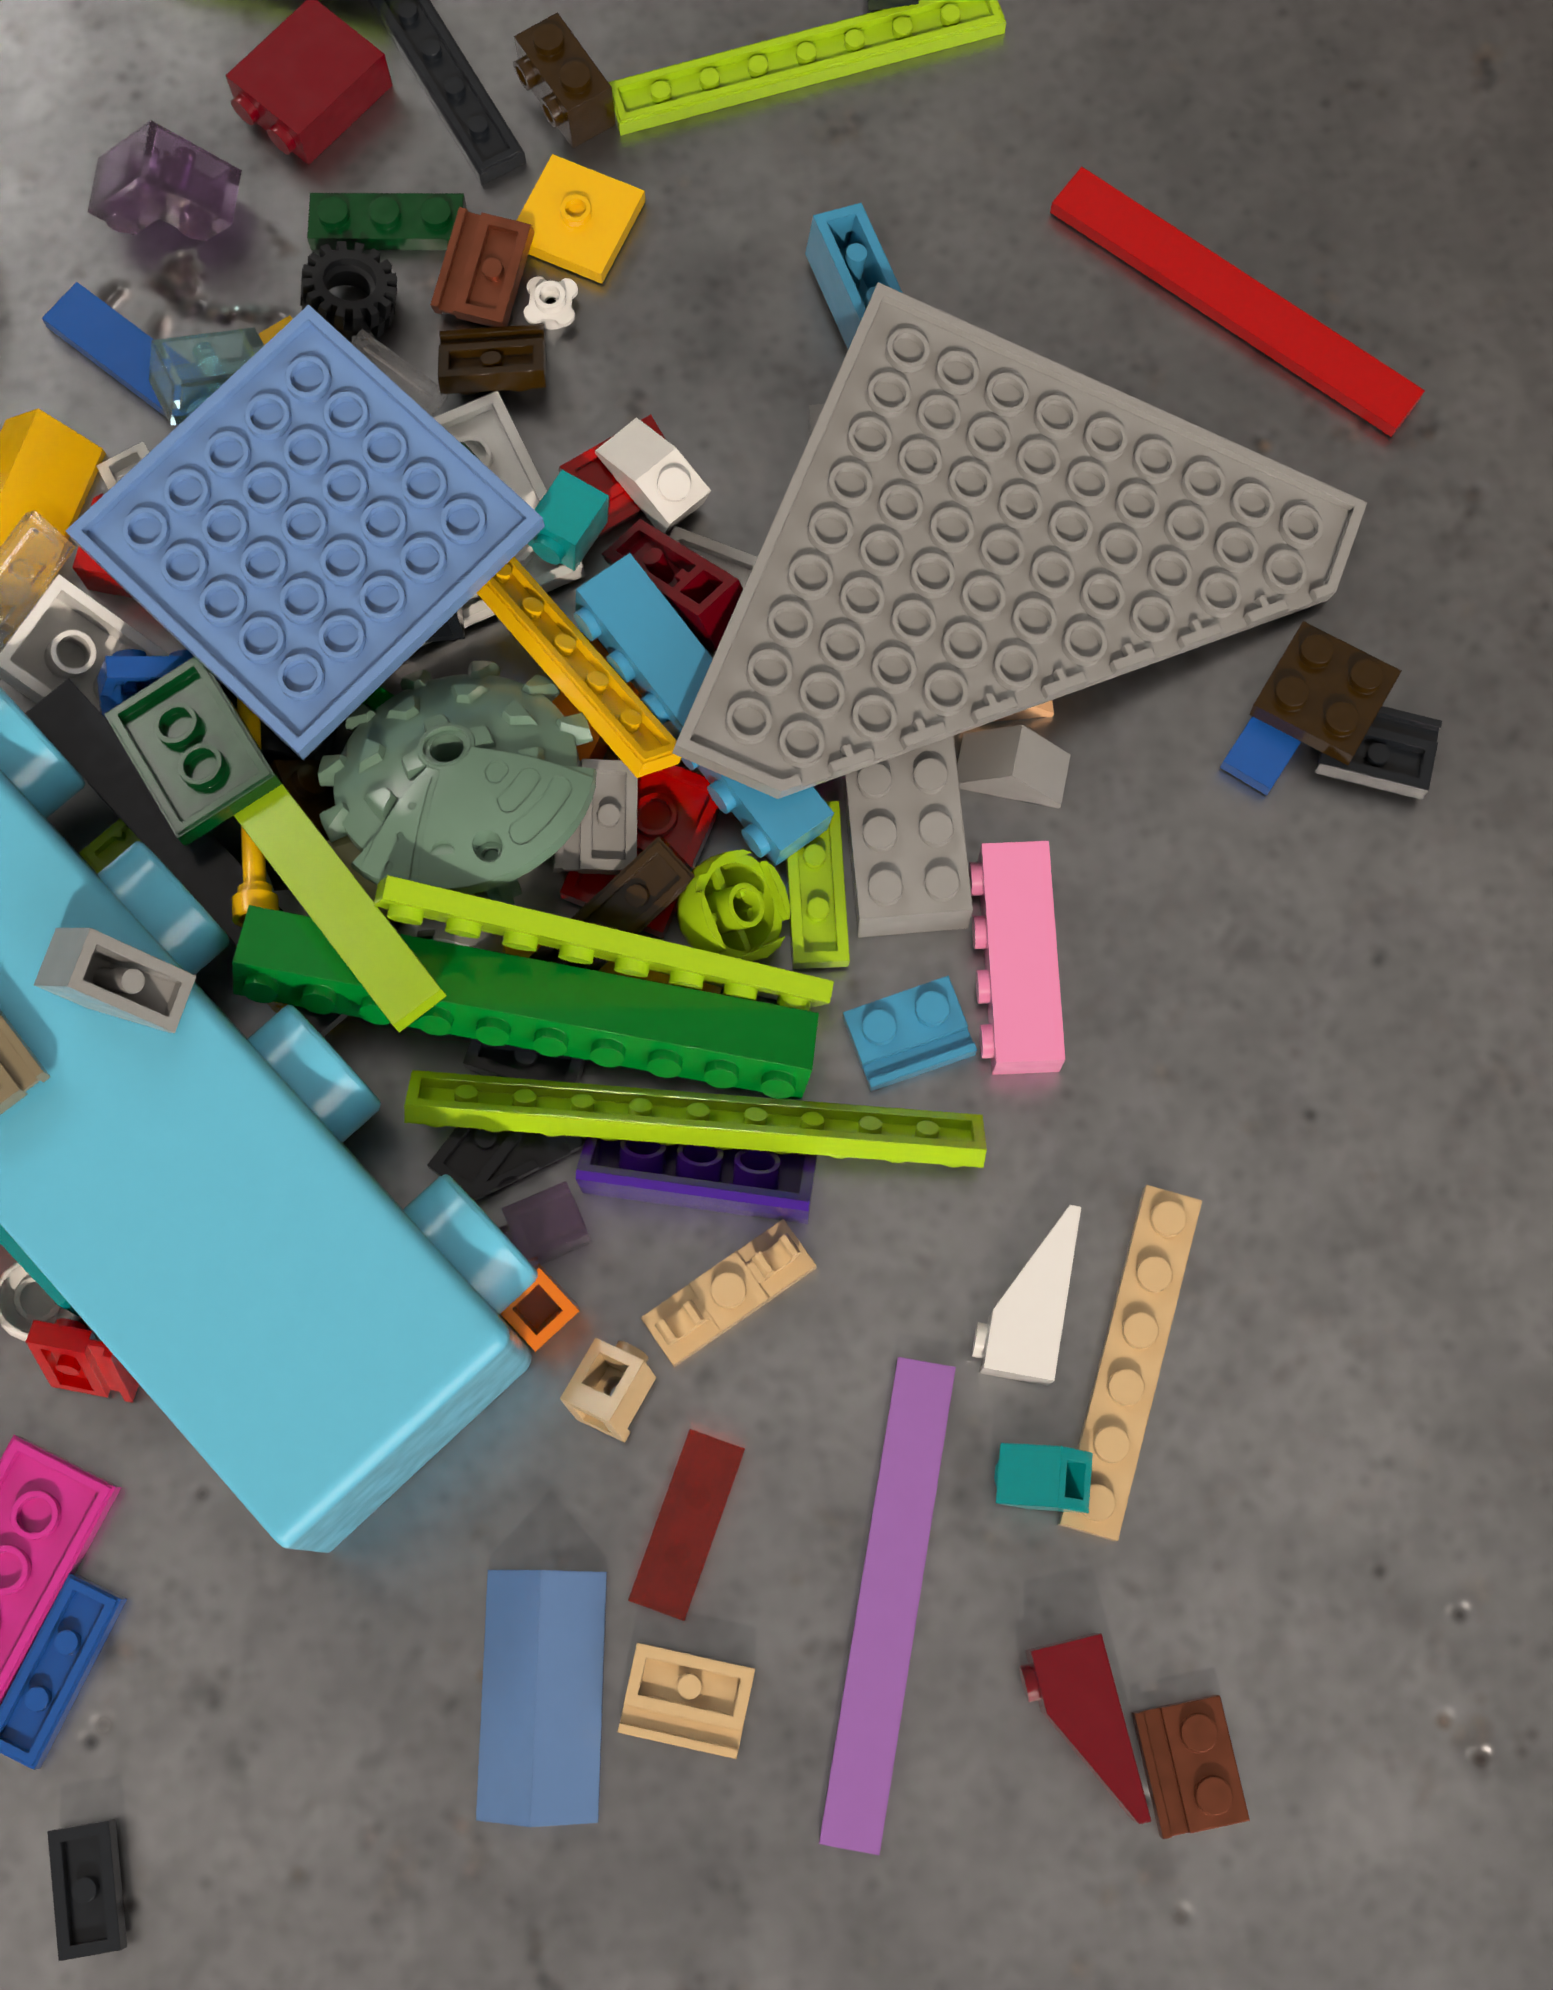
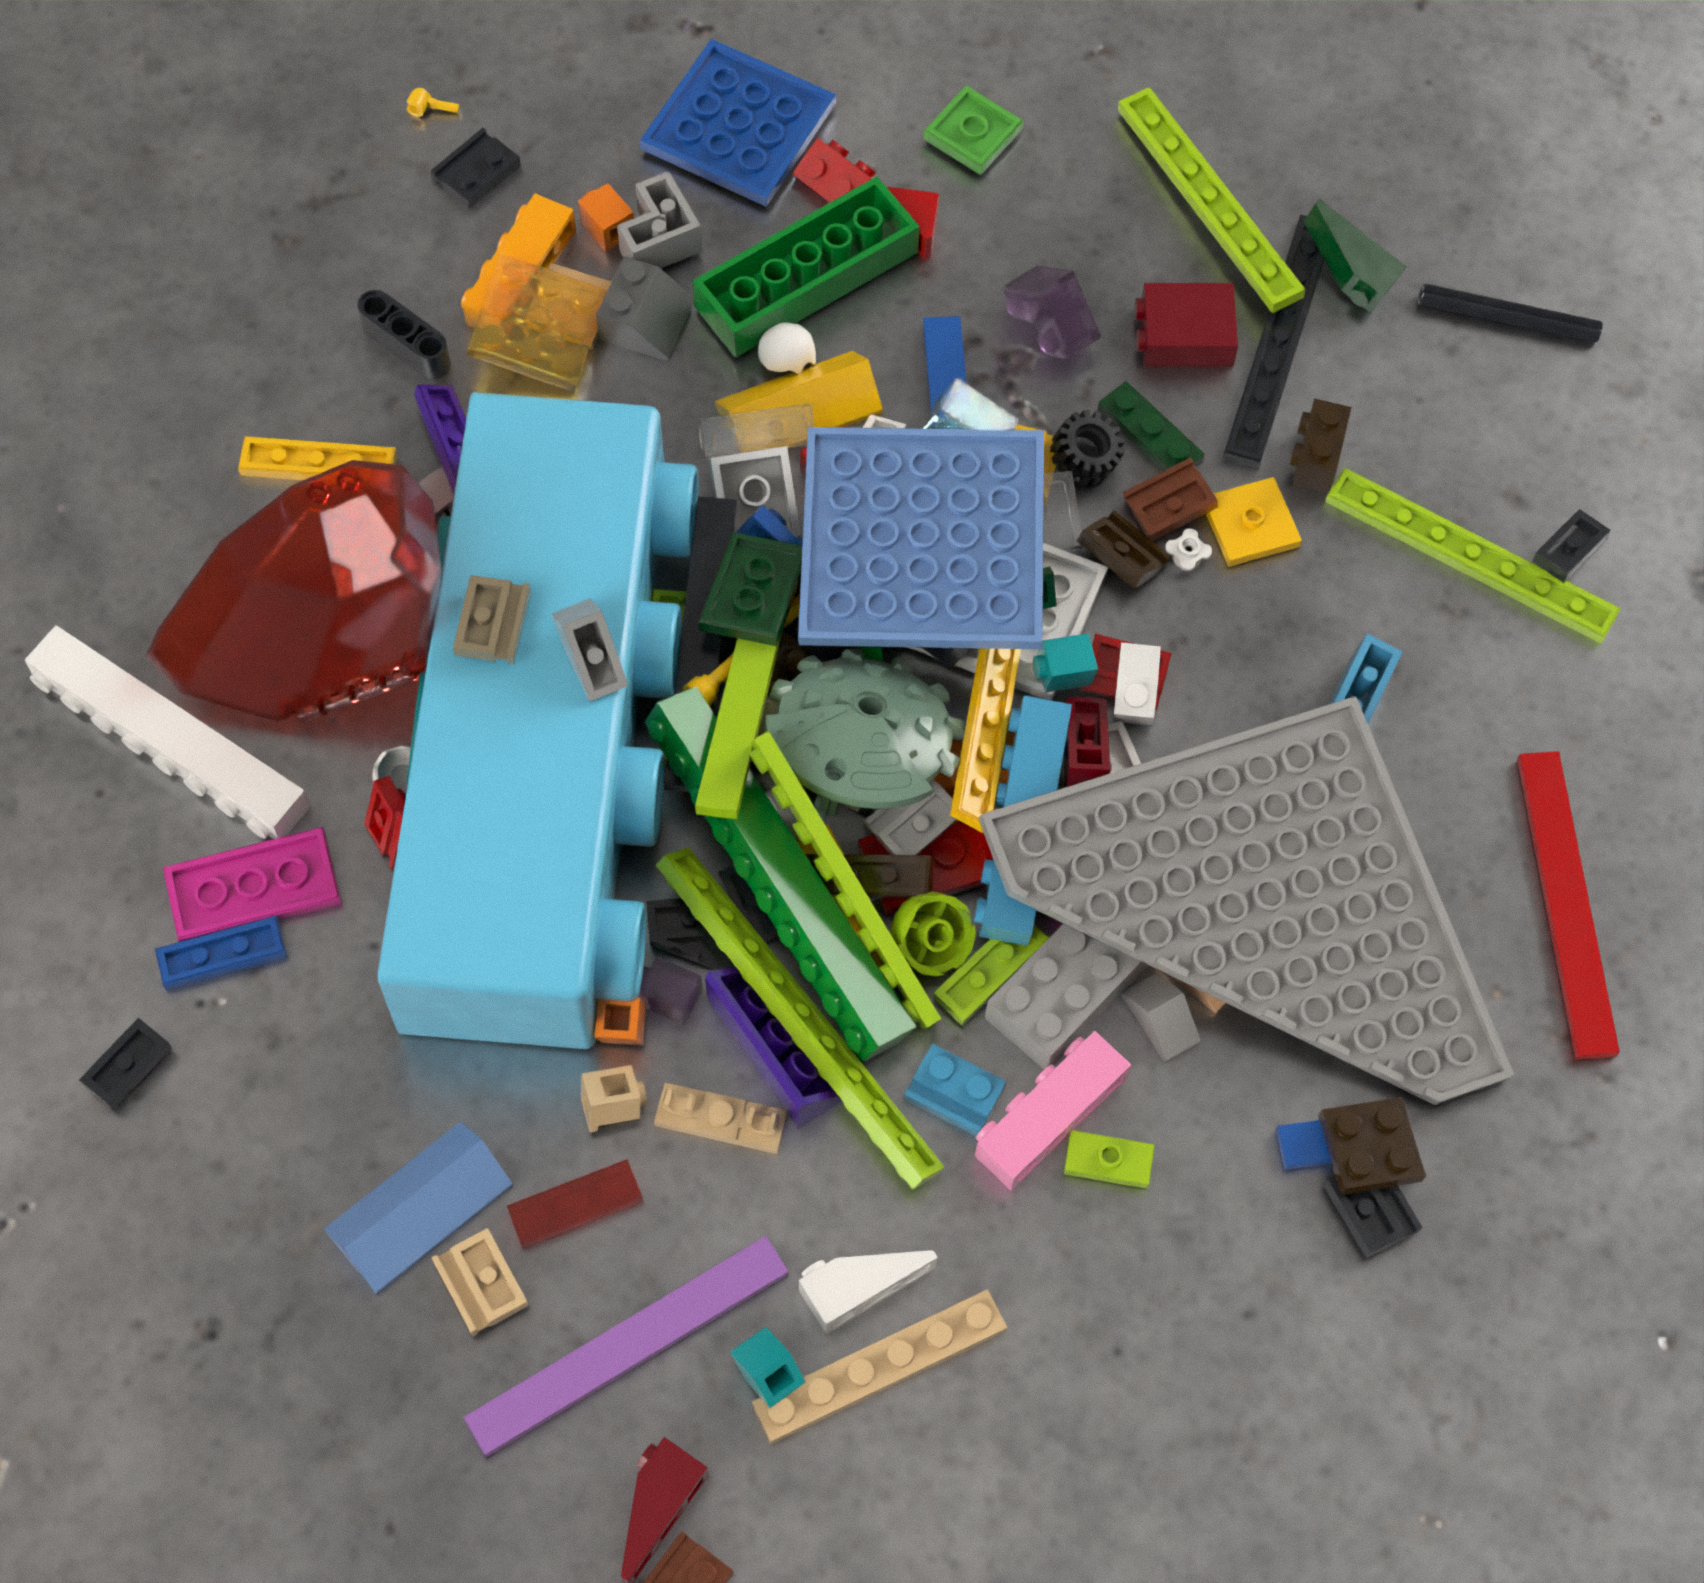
camera: 45 degrees right, 10 degrees down
(1114, 949) = (1109, 1159): none -> lime plate

